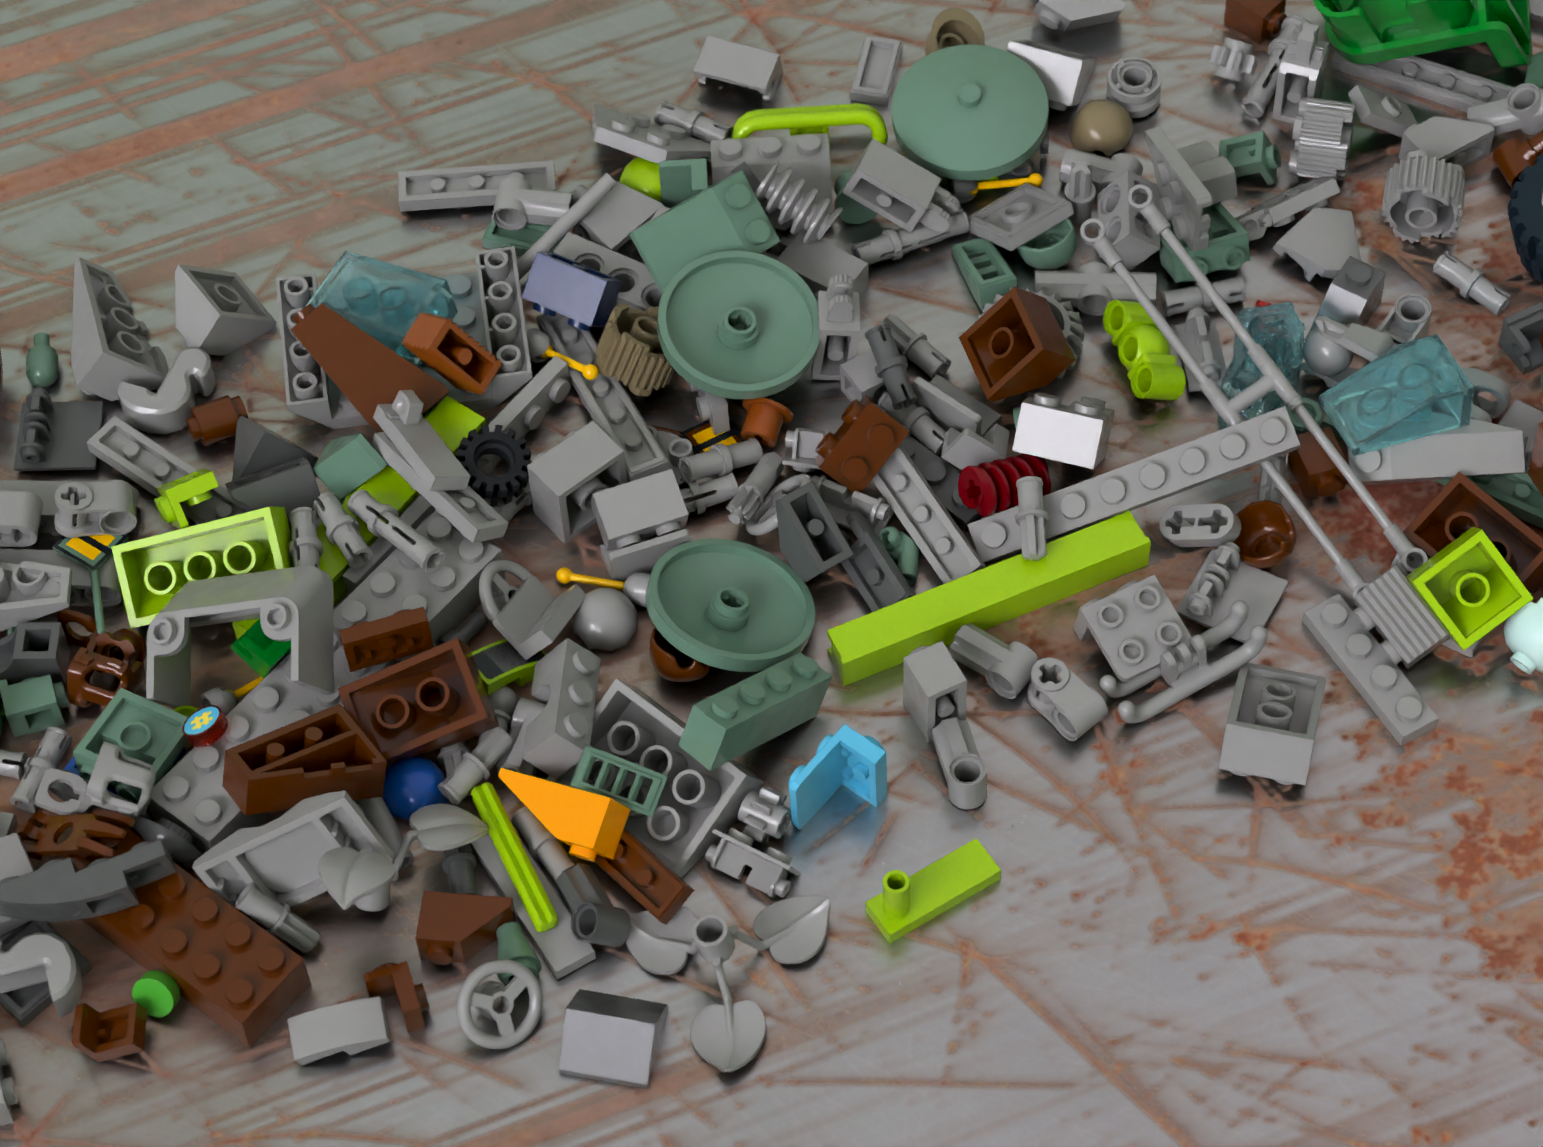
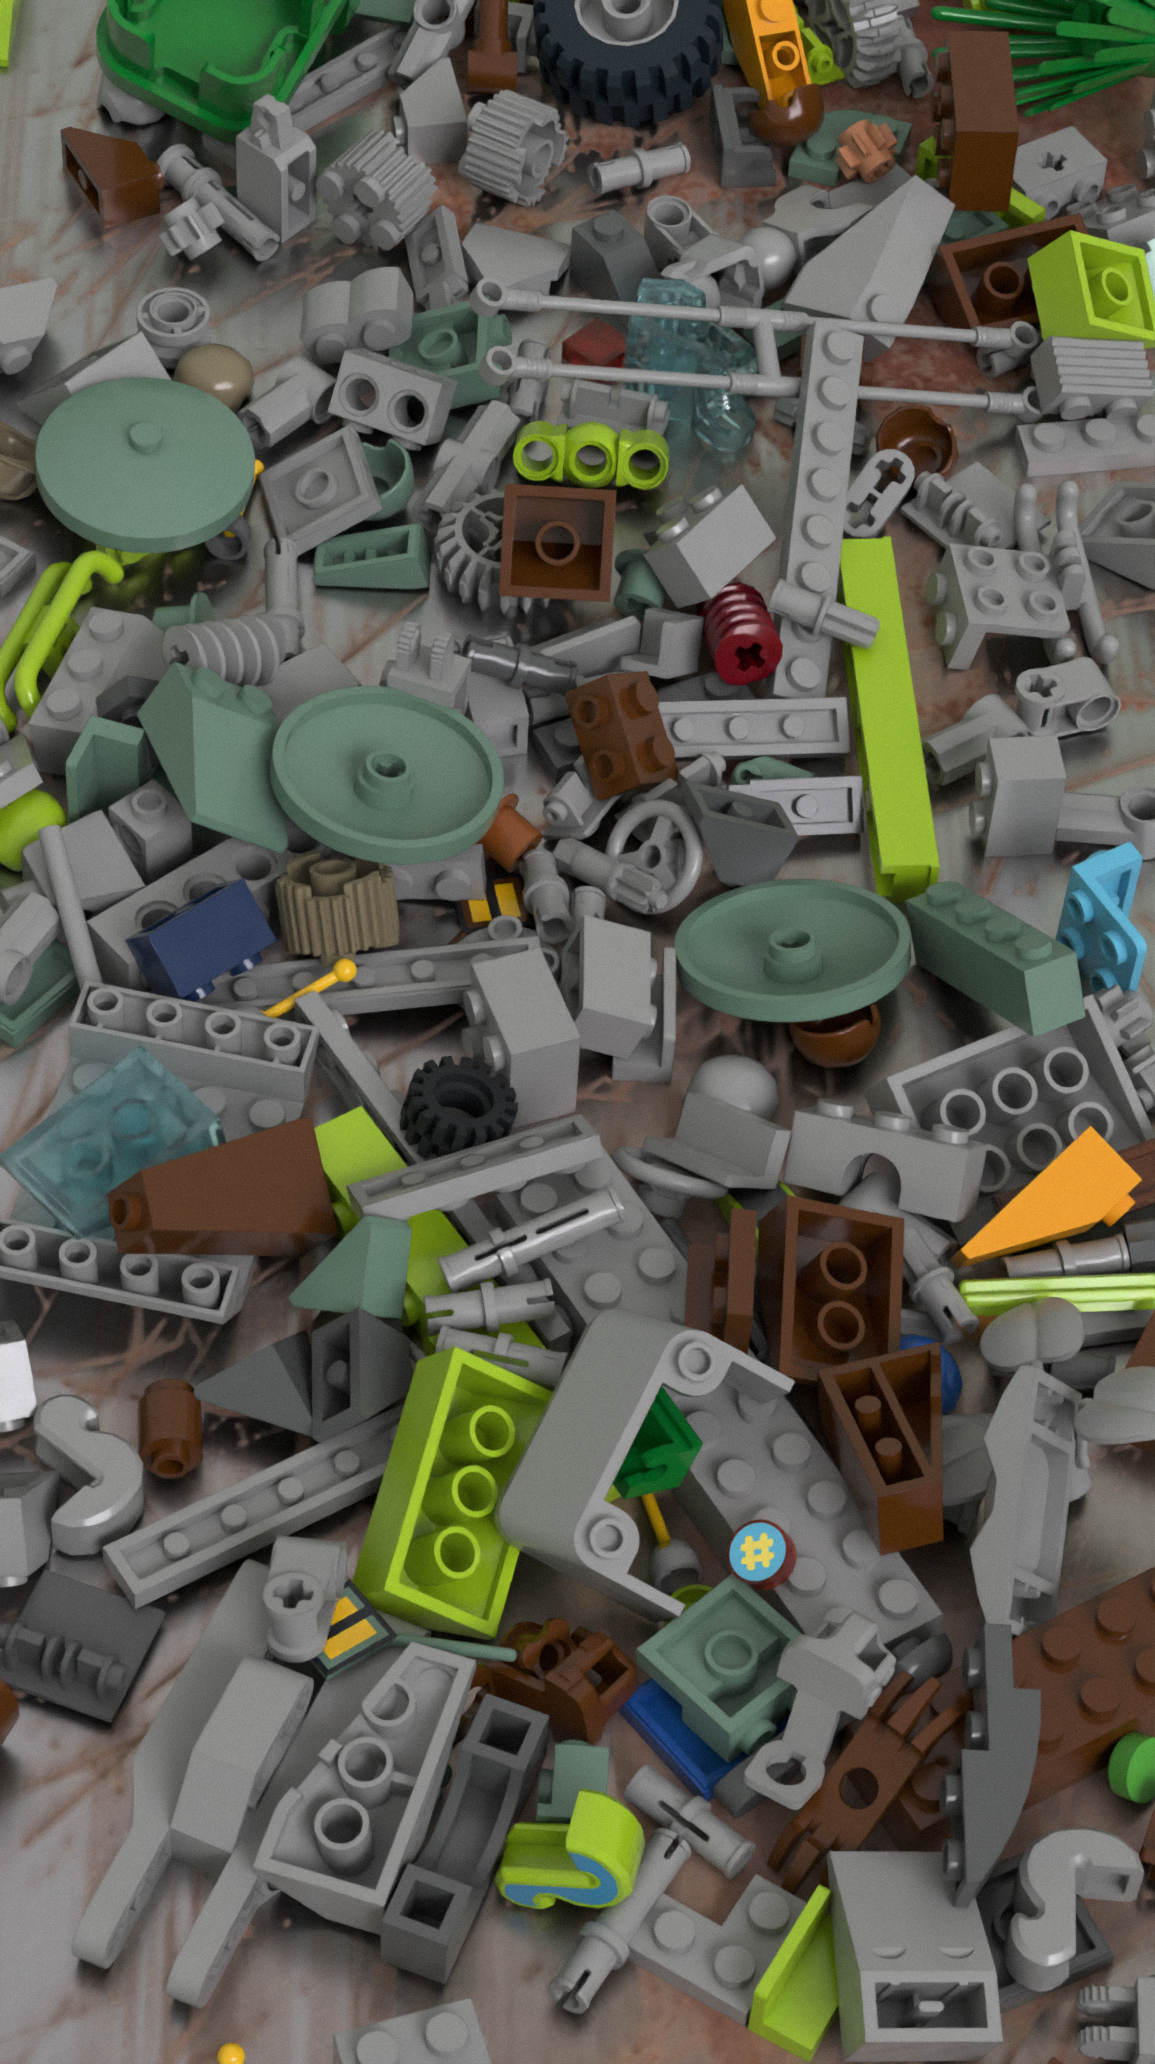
camera: 75 degrees left, 5 degrees down
(187, 489) = (333, 1474): lime bracket -> none
(277, 918) = (1077, 1582): light grey axle -> none
(420, 443) = (355, 1174): light grey hinge -> none
(451, 352) = (261, 1083): dark orange brick -> none
(585, 765) = (1032, 1134): sand green slope -> none
(633, 587) = (698, 1044): hinge -> none
(900, 190) = (233, 566): light grey hinge -> none
(1080, 191) = (326, 408): light grey axle -> none
(1180, 190) = (415, 311): light grey wing -> none
(1252, 155) = (343, 261): sand green bracket -> none
(1381, 110) = (357, 127): light grey plate -> none
(1400, 397) = (831, 239): clear light blue slope -> none

